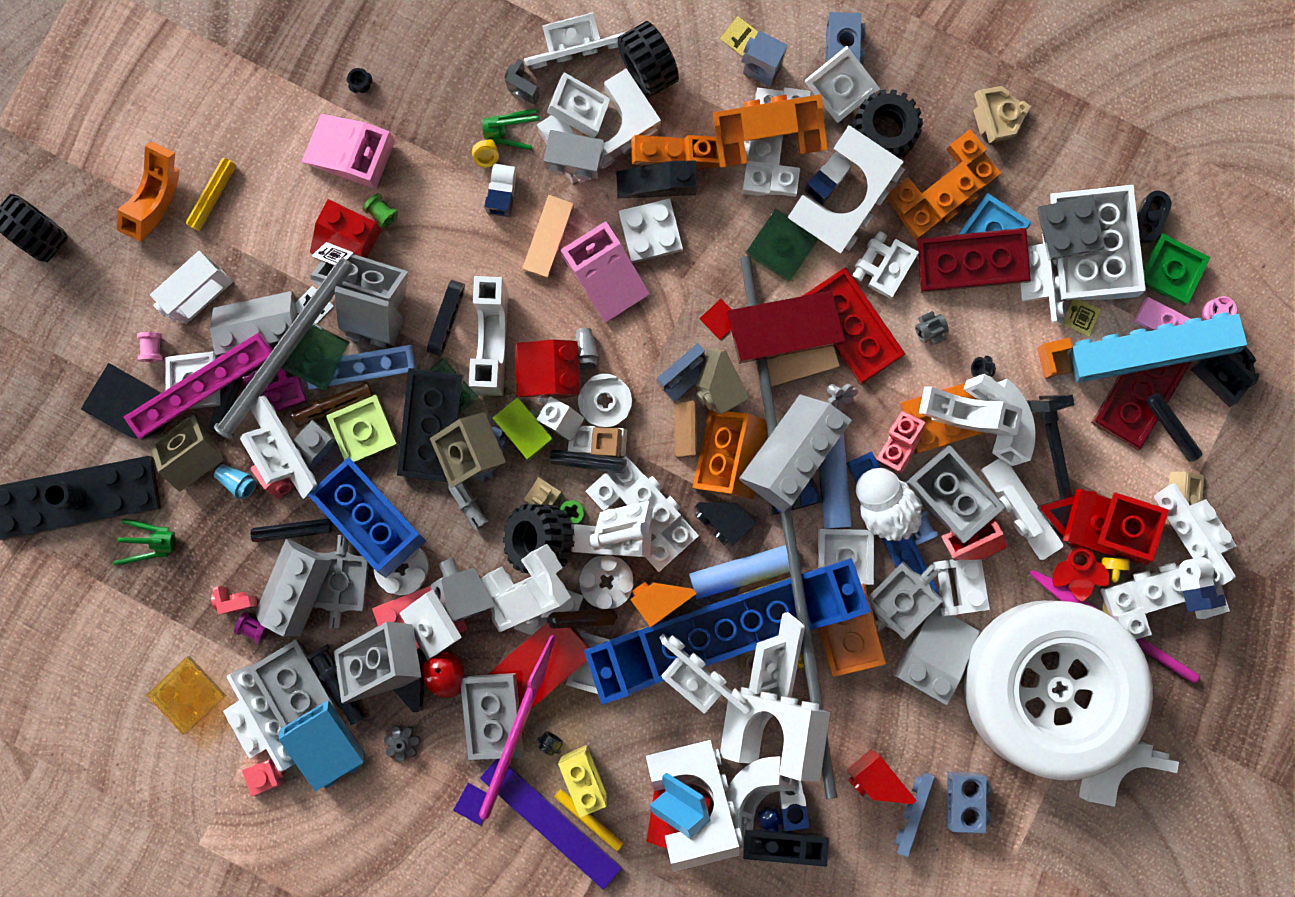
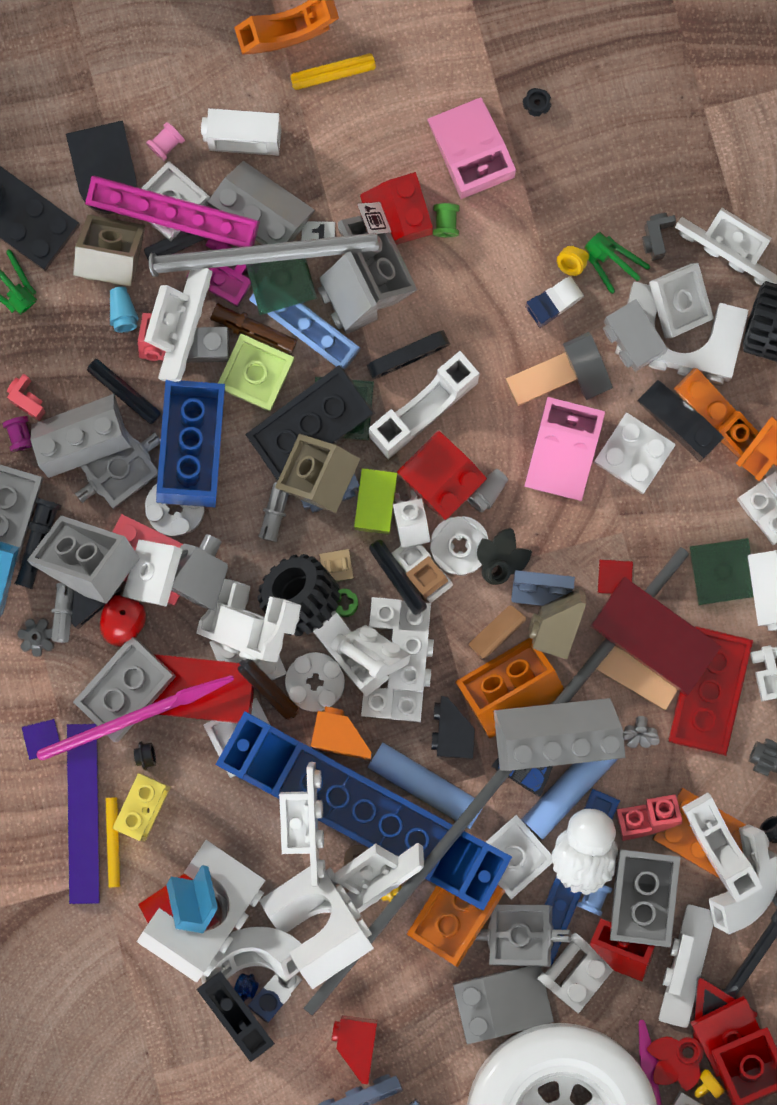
camera: 50 degrees right, 0 degrees up
(402, 712) = (62, 614): none -> light grey axle
(564, 206) = (587, 365): none -> dark grey slope
(636, 378) = (501, 552): none -> pearl dark grey plate

